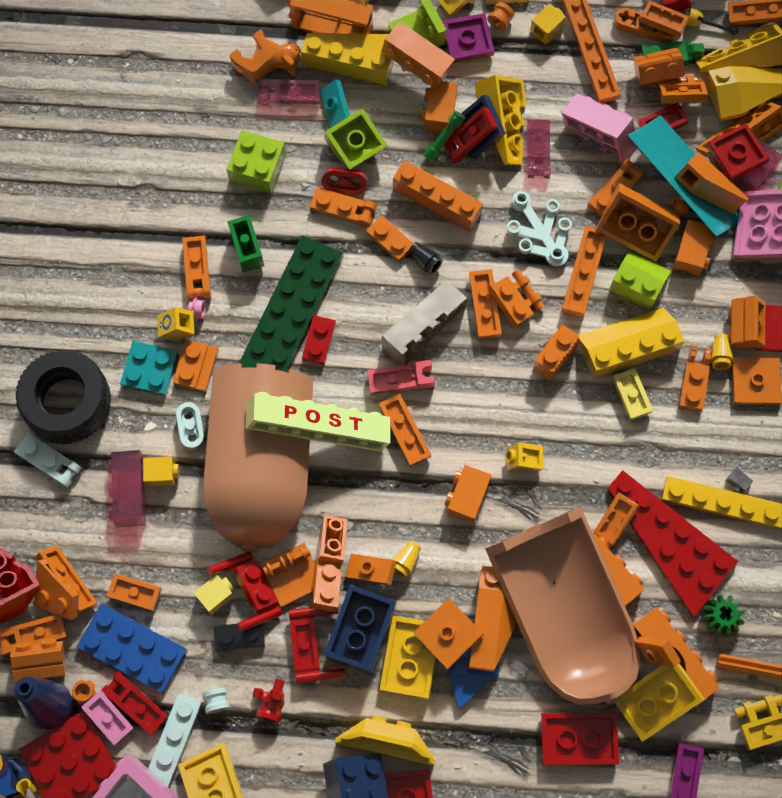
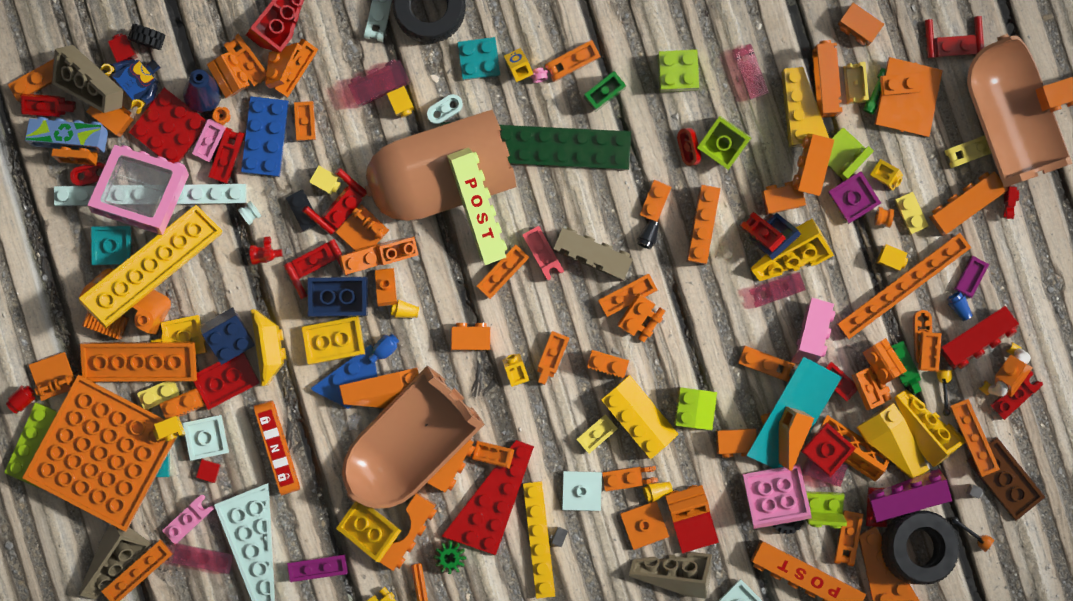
camera: 65 degrees right, 15 degrees up
(195, 366) = (494, 93): orange plate -> none
(266, 58) = (773, 42): orange animal -> none
(318, 340) = (550, 178): red plate -> none
(334, 102) = (752, 113): teal plate -> none
(342, 207) = (668, 153): orange plate -> none
(433, 151) = (769, 215): green bar -> none
(439, 593) = (383, 348): none -> blue plant
(448, 633) = (357, 361): orange plate -> none
(516, 777) = (276, 447): none -> beam
(524, 411) = (552, 356): none -> orange hinge
(540, 231) = (705, 317): light aqua plant -> none
(579, 739) = (321, 483): red plate -> none
(584, 272) = (685, 362): orange plate -> none
(638, 222) = (740, 390): orange slope -> none
(658, 651) = (398, 517): orange plate -> none
(693, 436) = (582, 490): none -> light aqua plate

